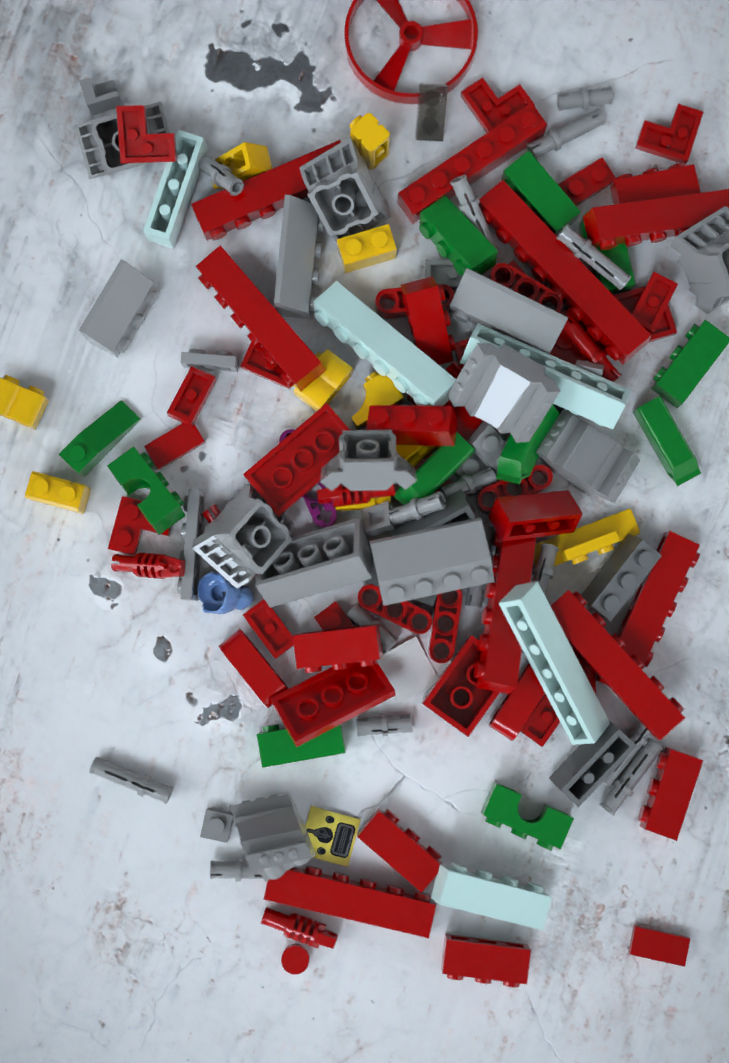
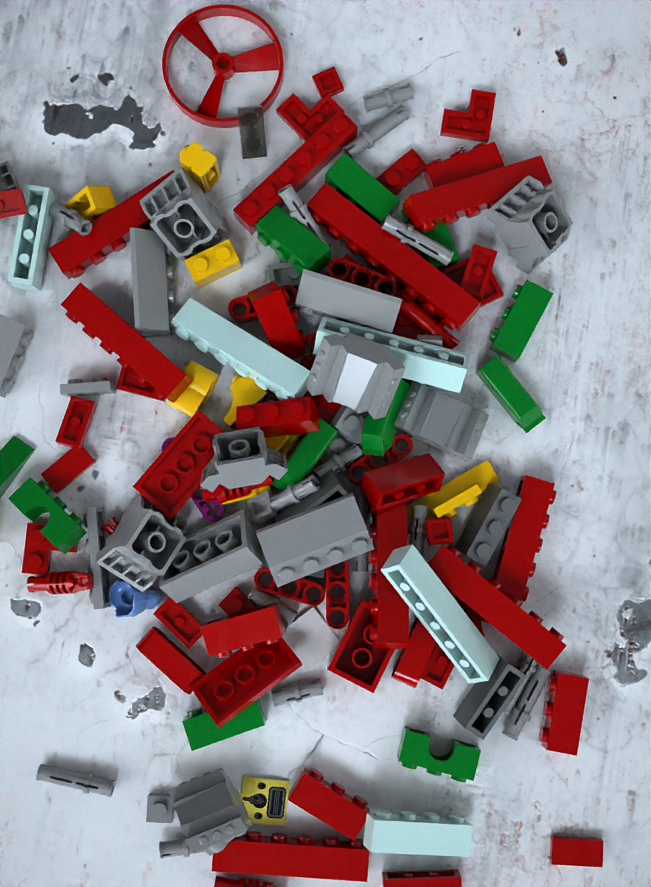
camera: 10 degrees left, 0 degrees up
(521, 72) = (328, 83): none -> red tile
(566, 575) = (439, 531): none -> red tile

